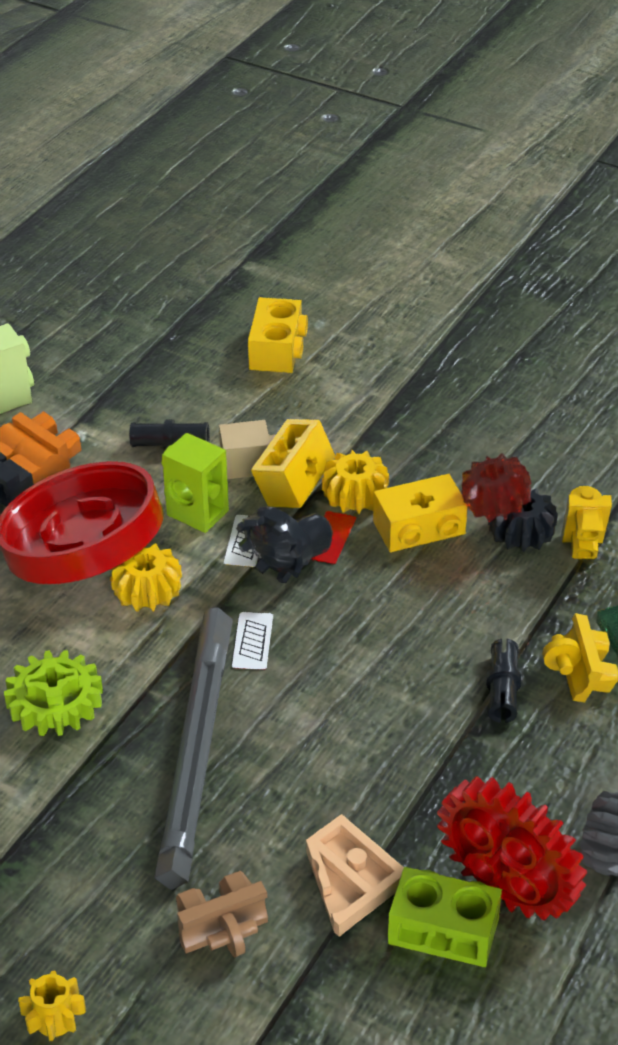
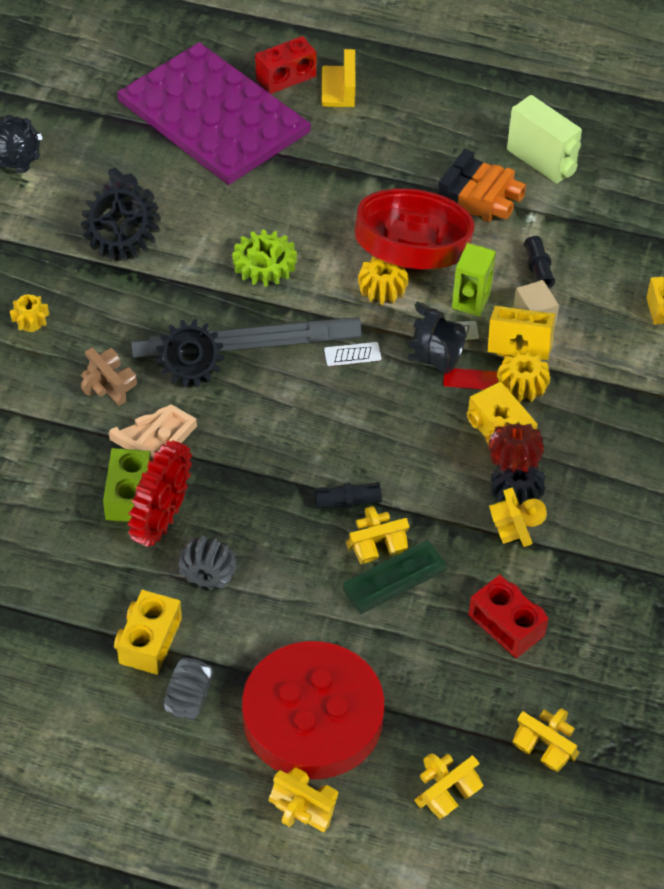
camera: 75 degrees right, 10 degrees up
(222, 797) = (189, 336): none -> black gear

